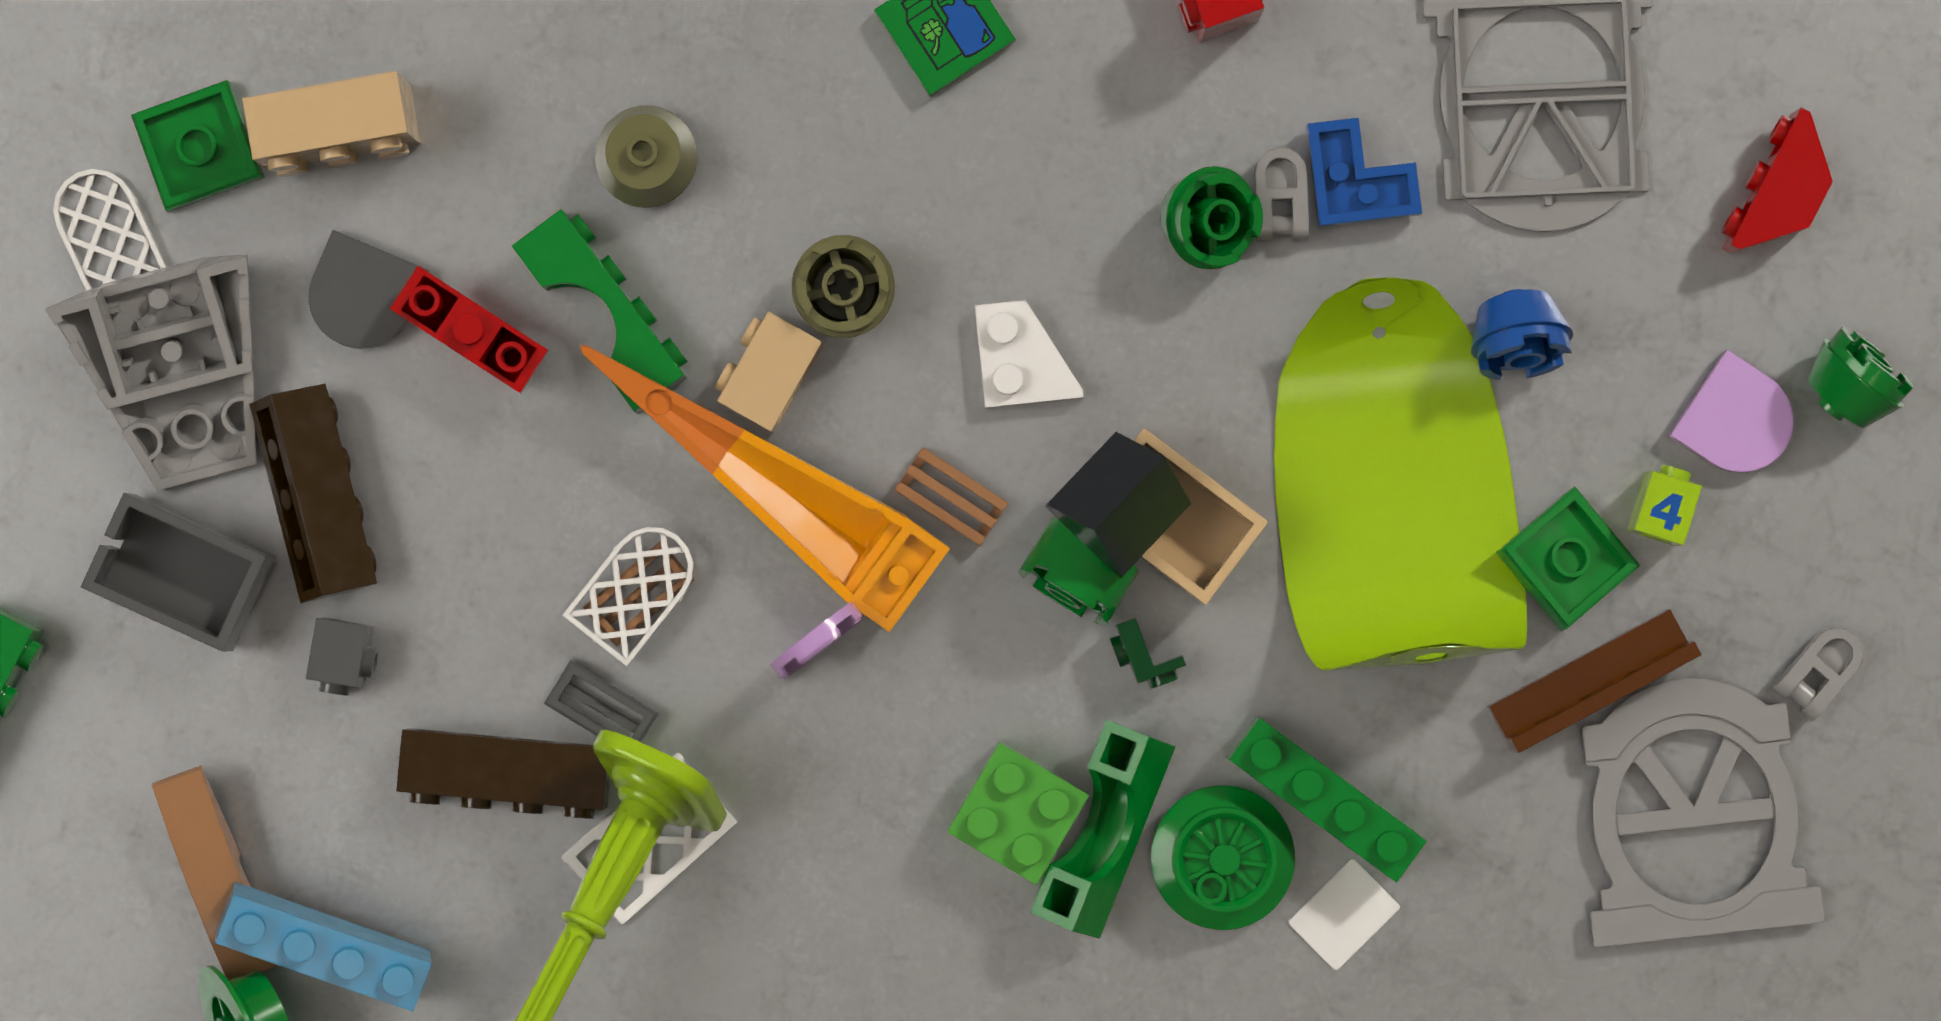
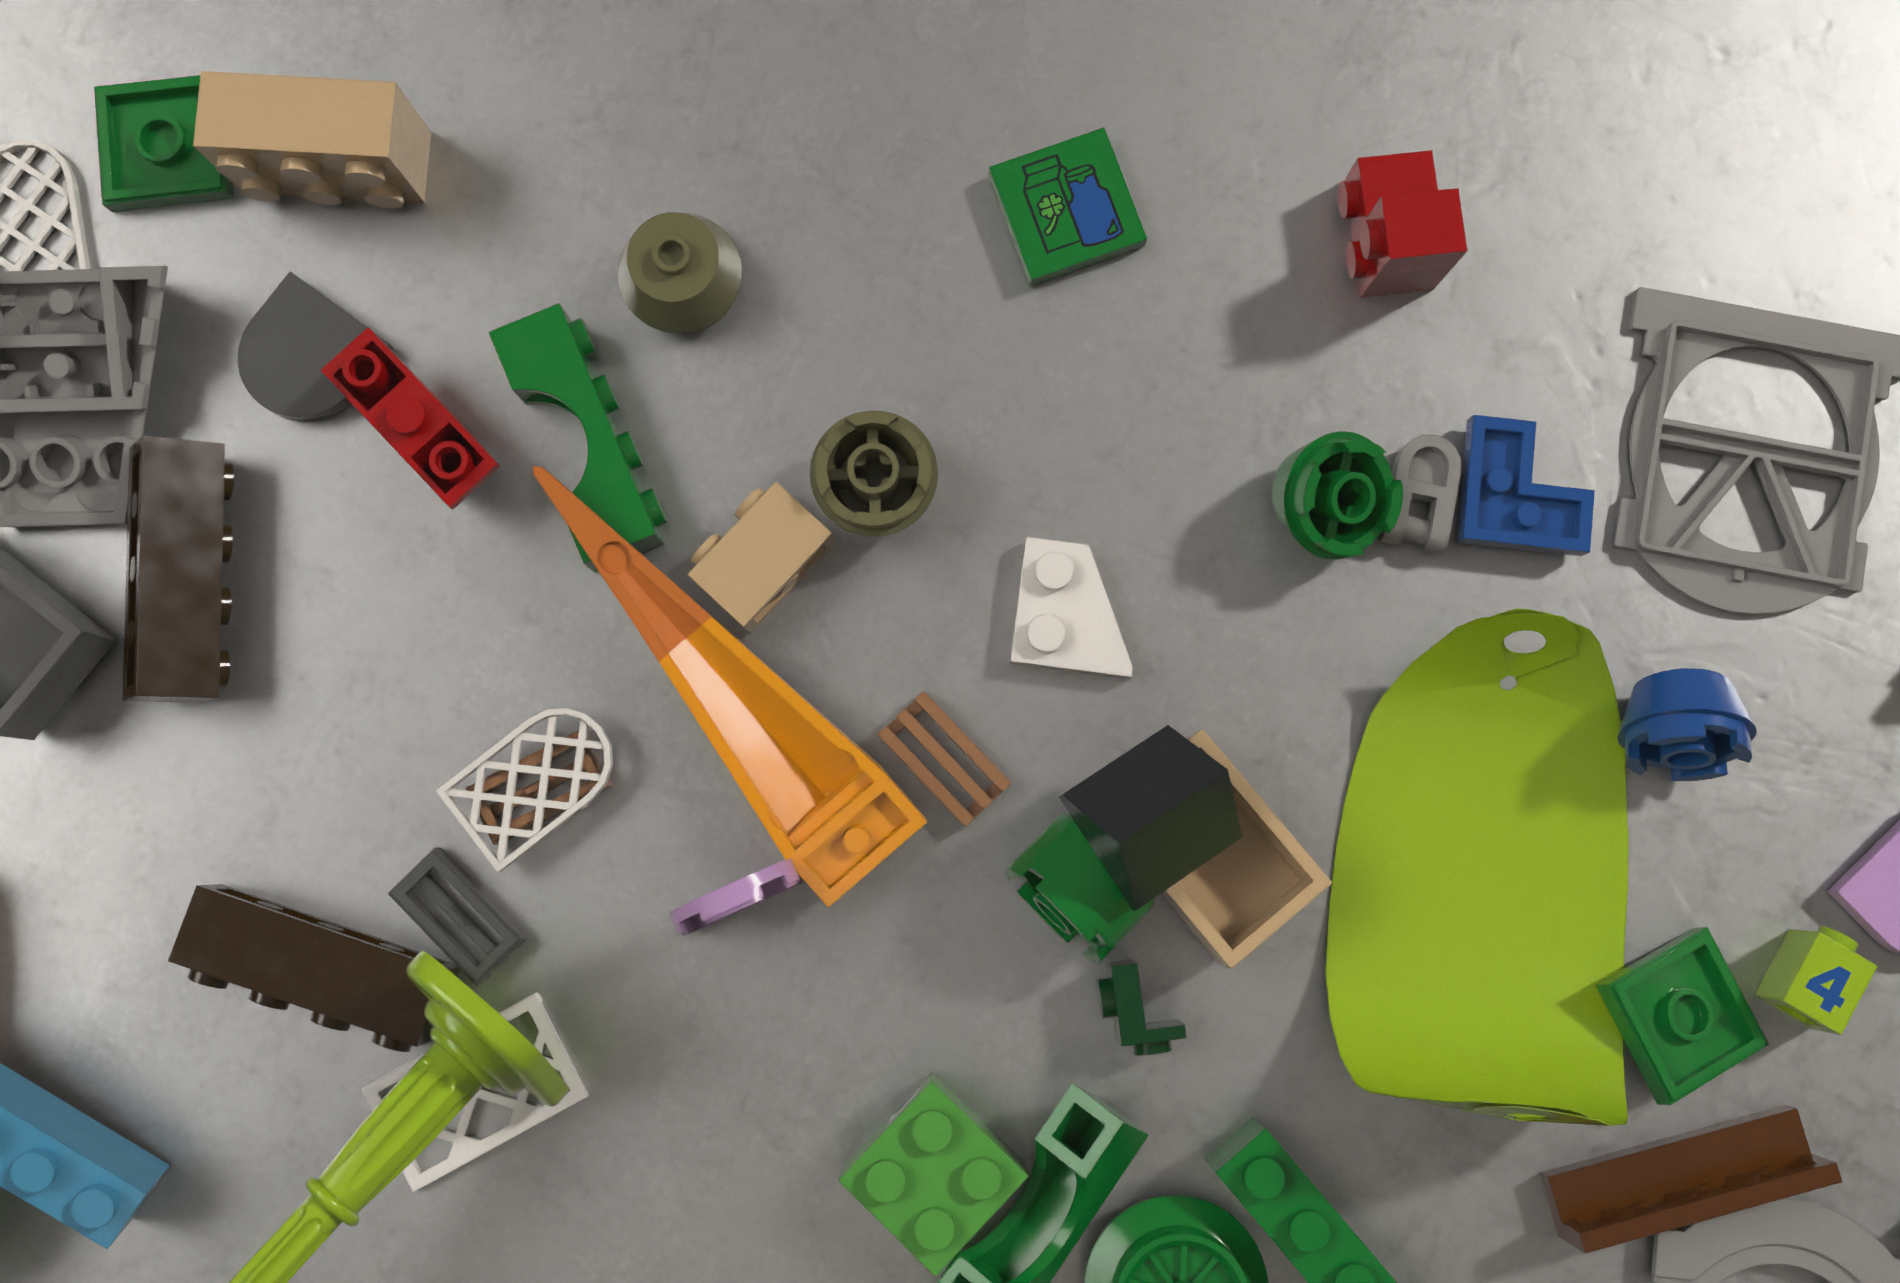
camera: 10 degrees right, 5 degrees down
(341, 655) = (155, 775): dark grey brick -> none

